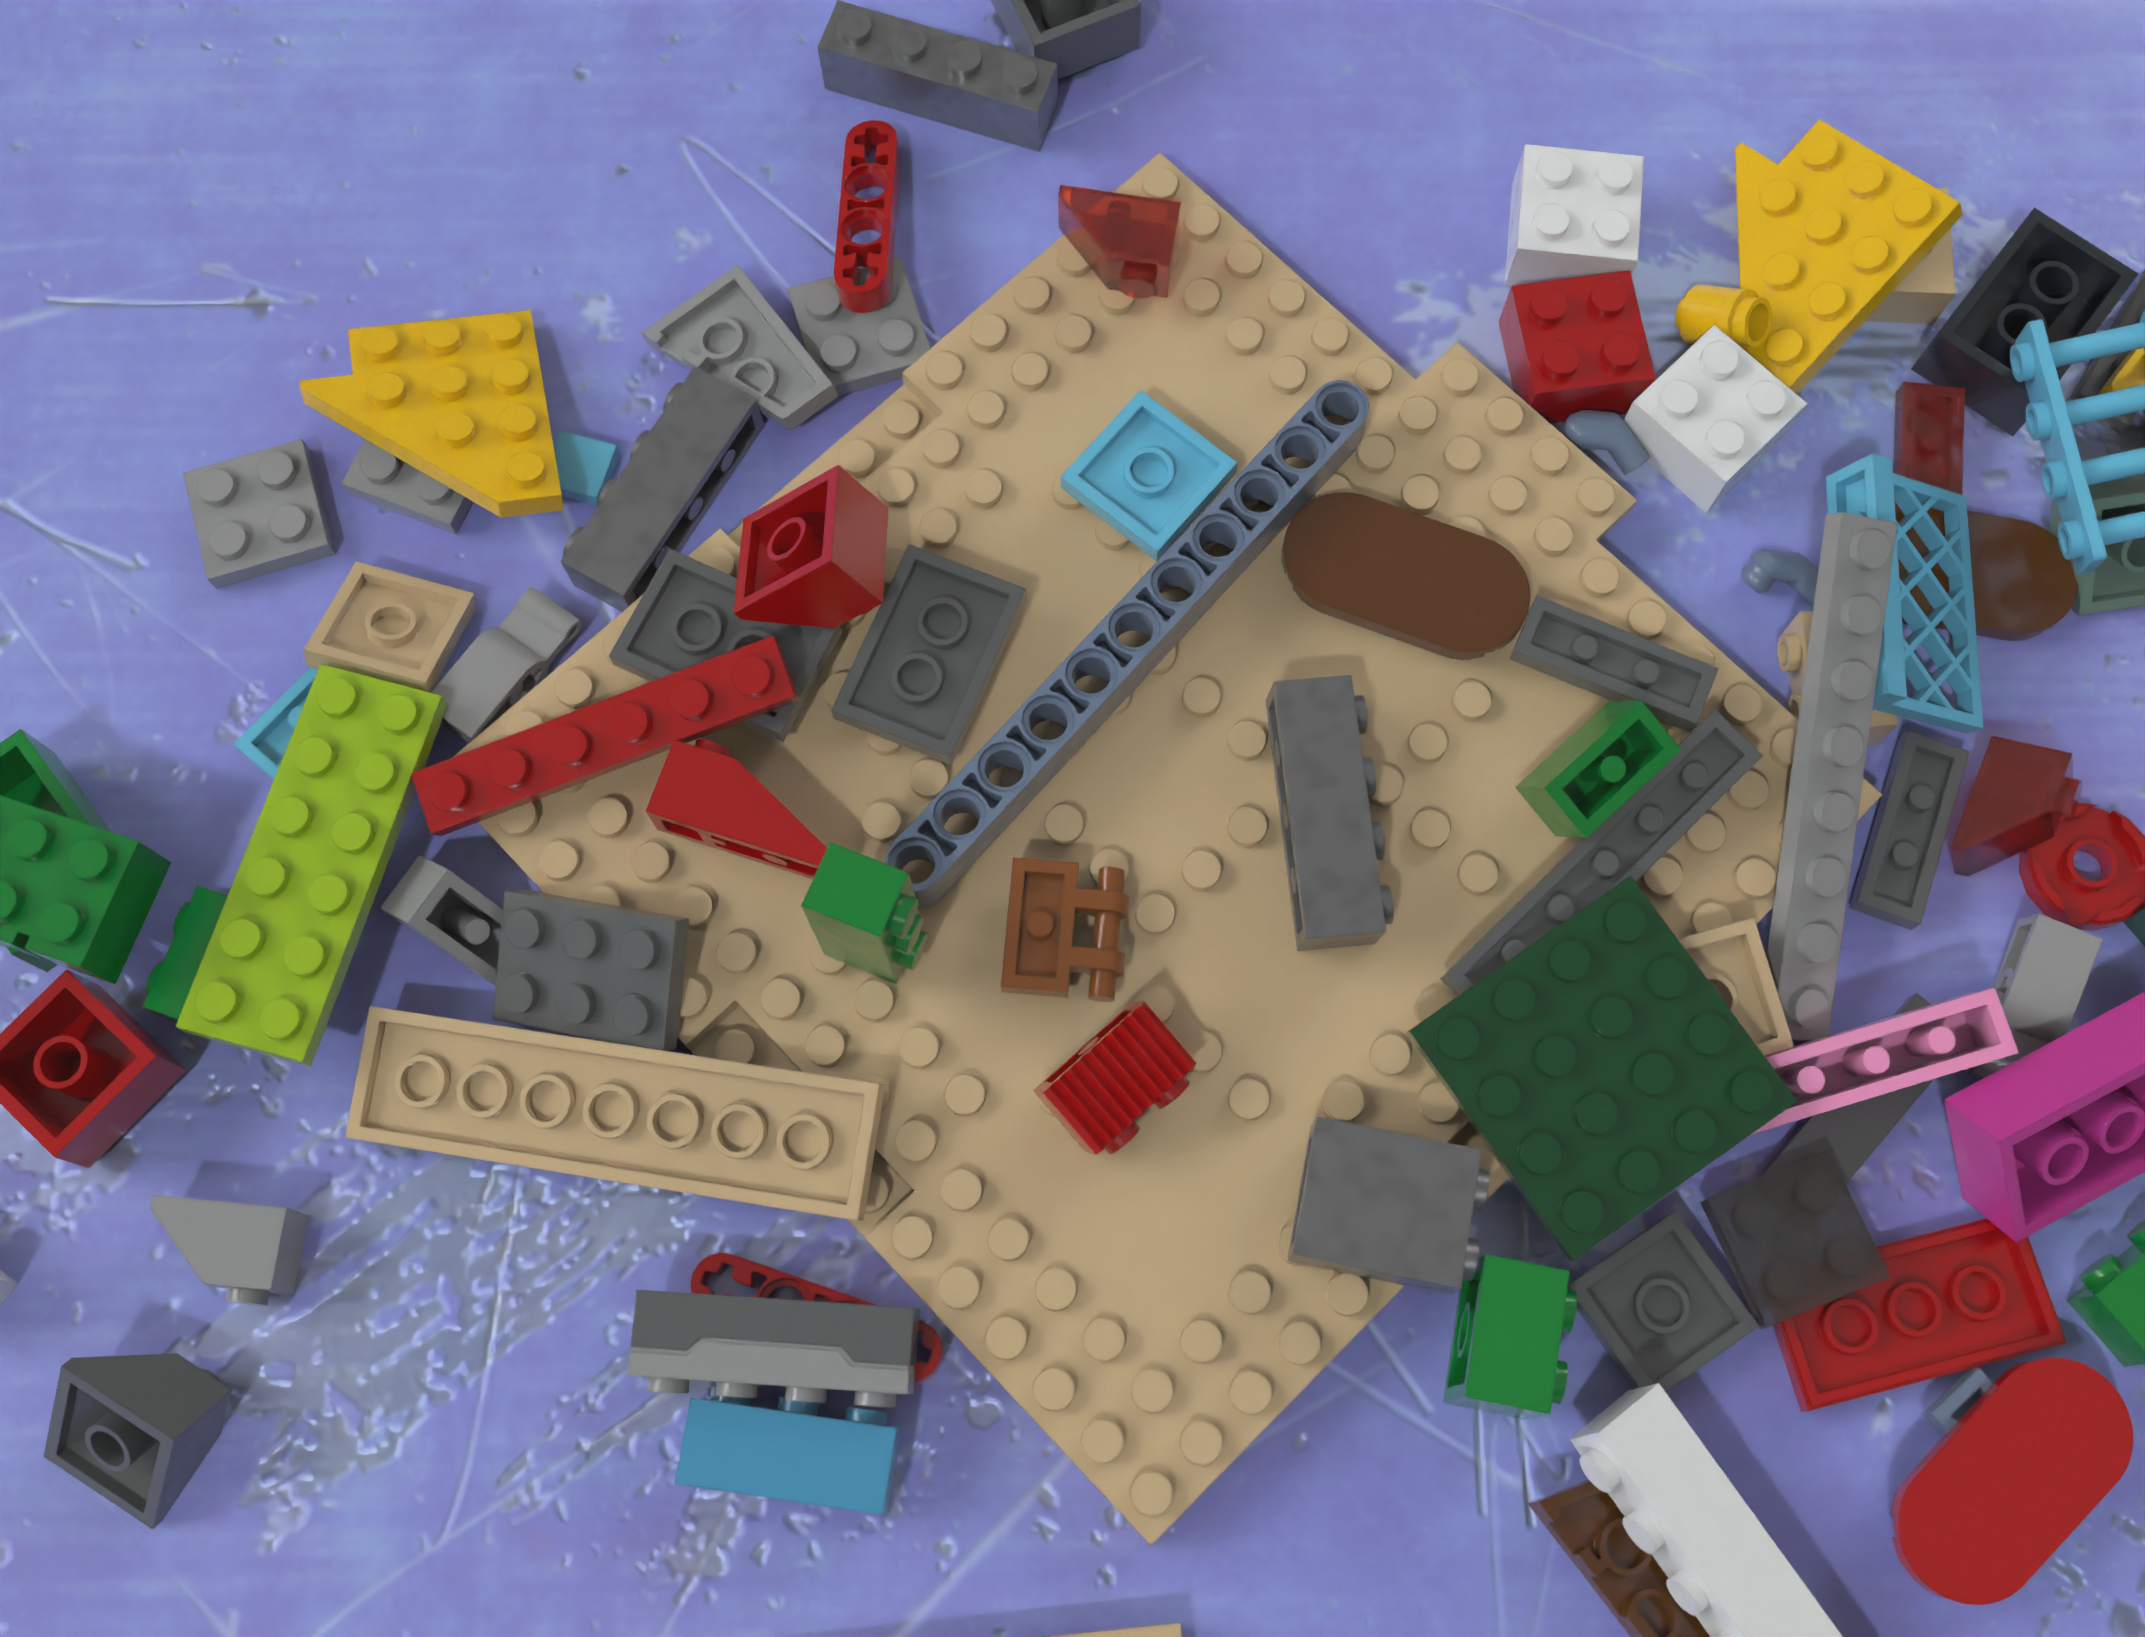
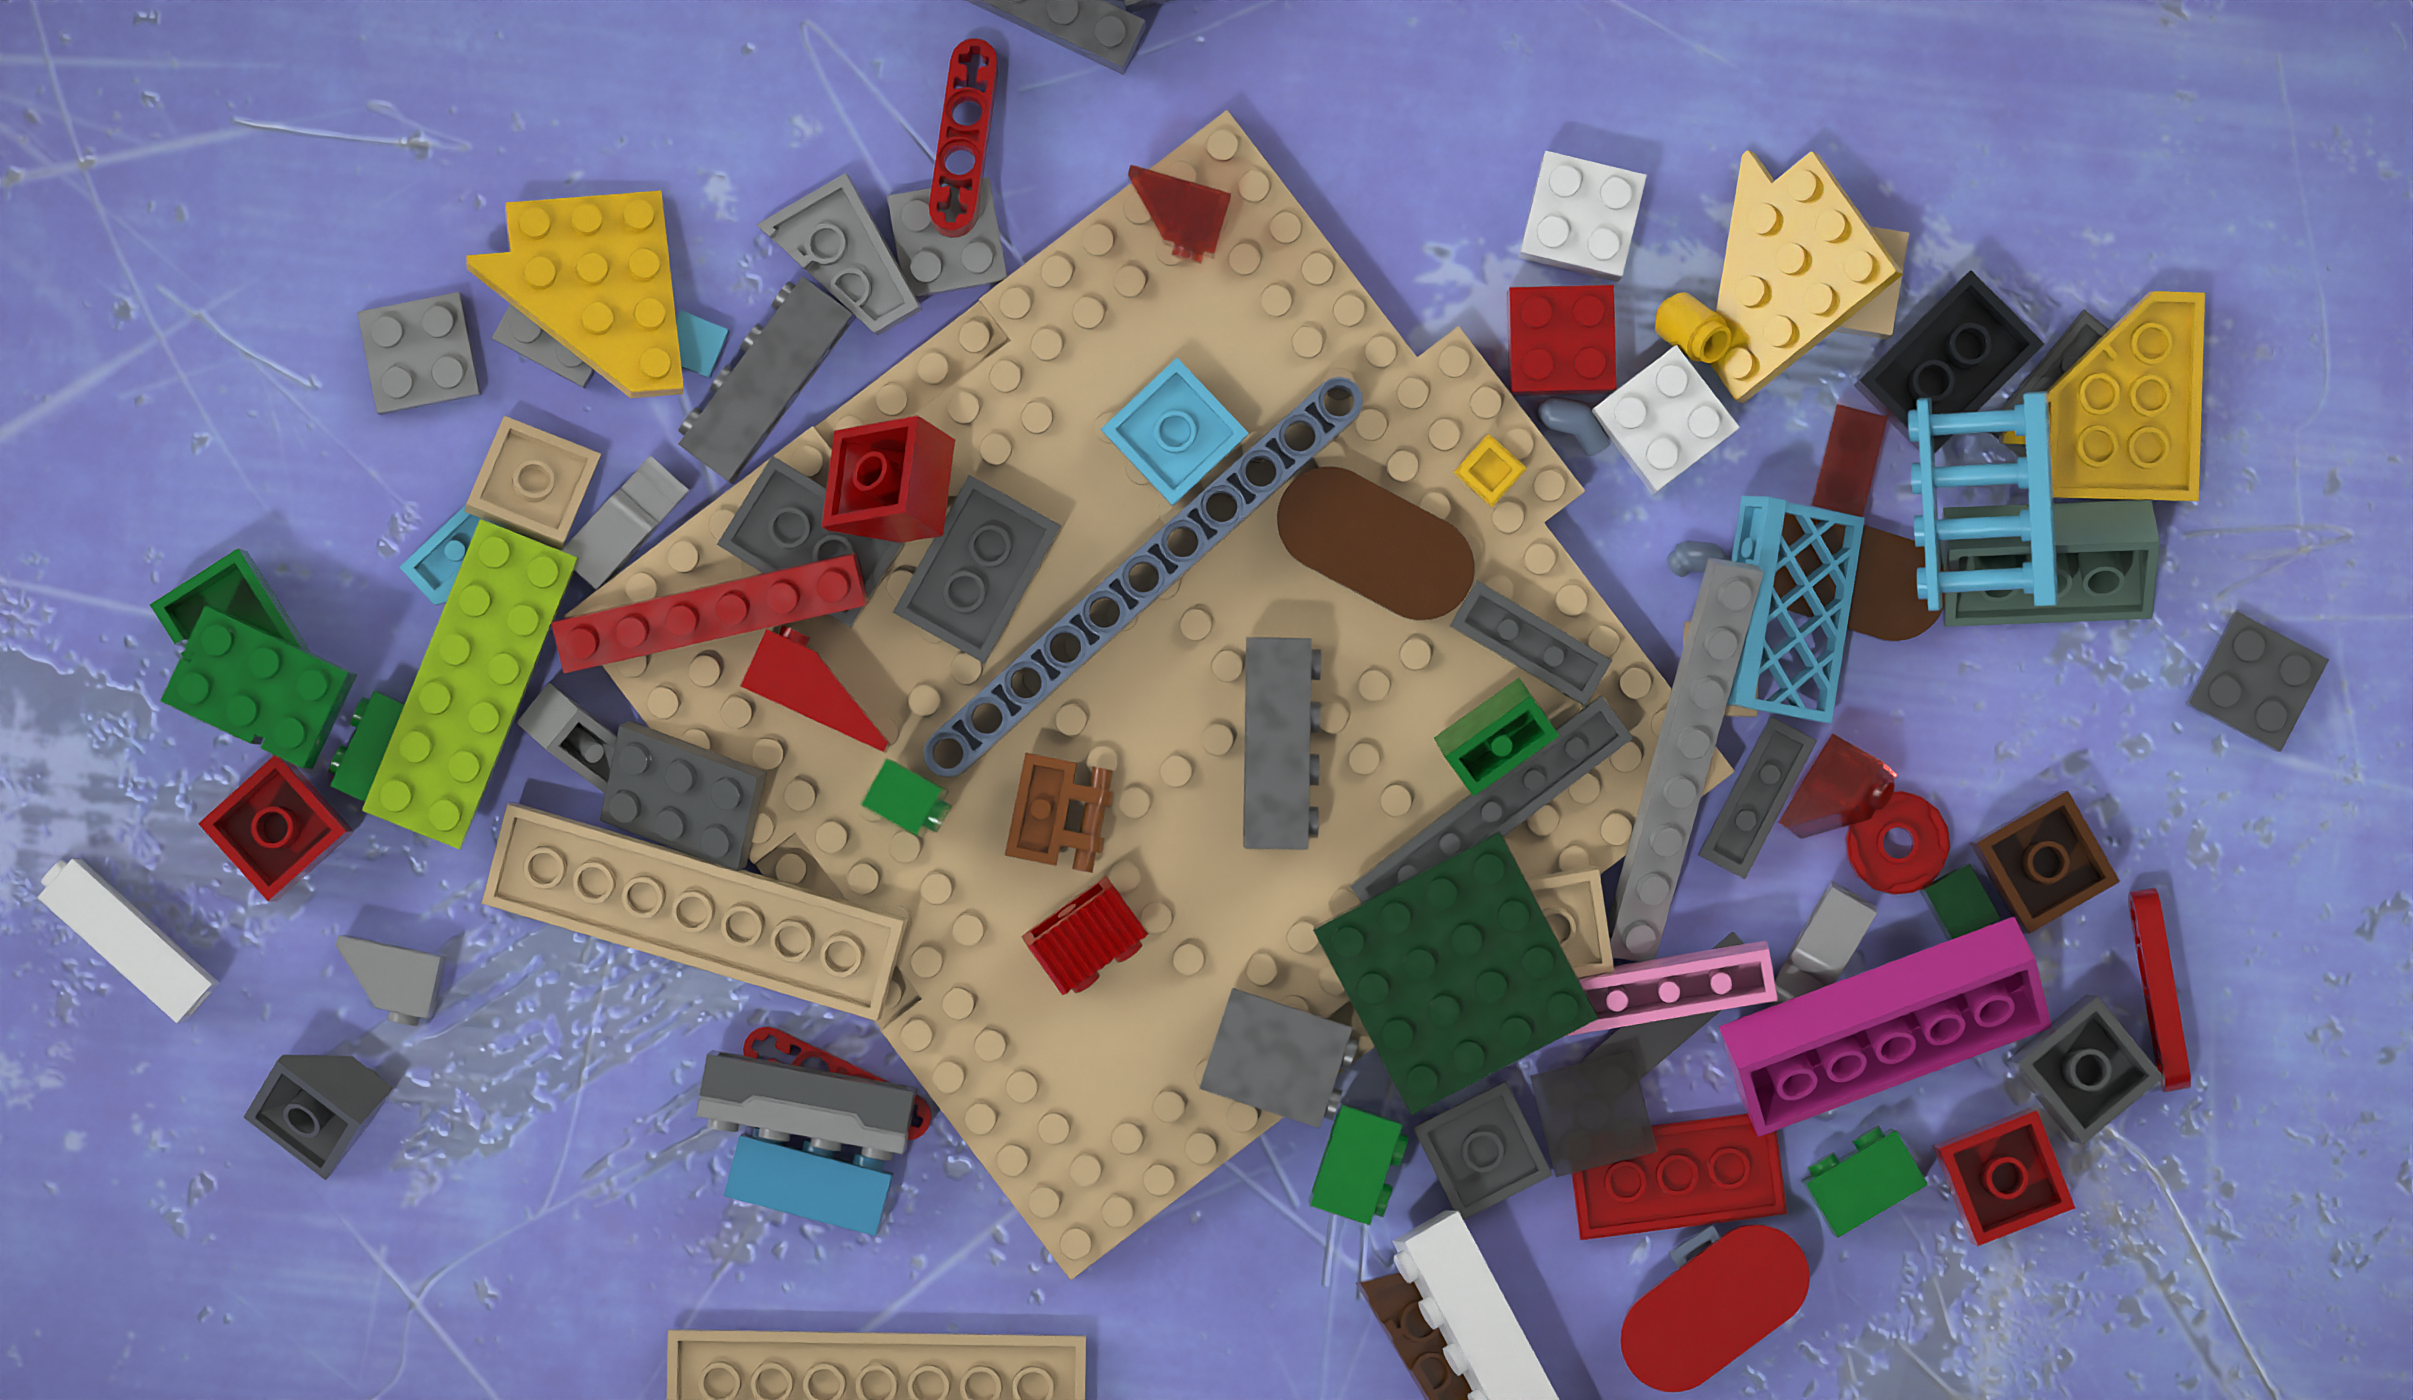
camera: 10 degrees right, 15 degrees up
(1525, 482) = (1490, 470): none -> yellow tile

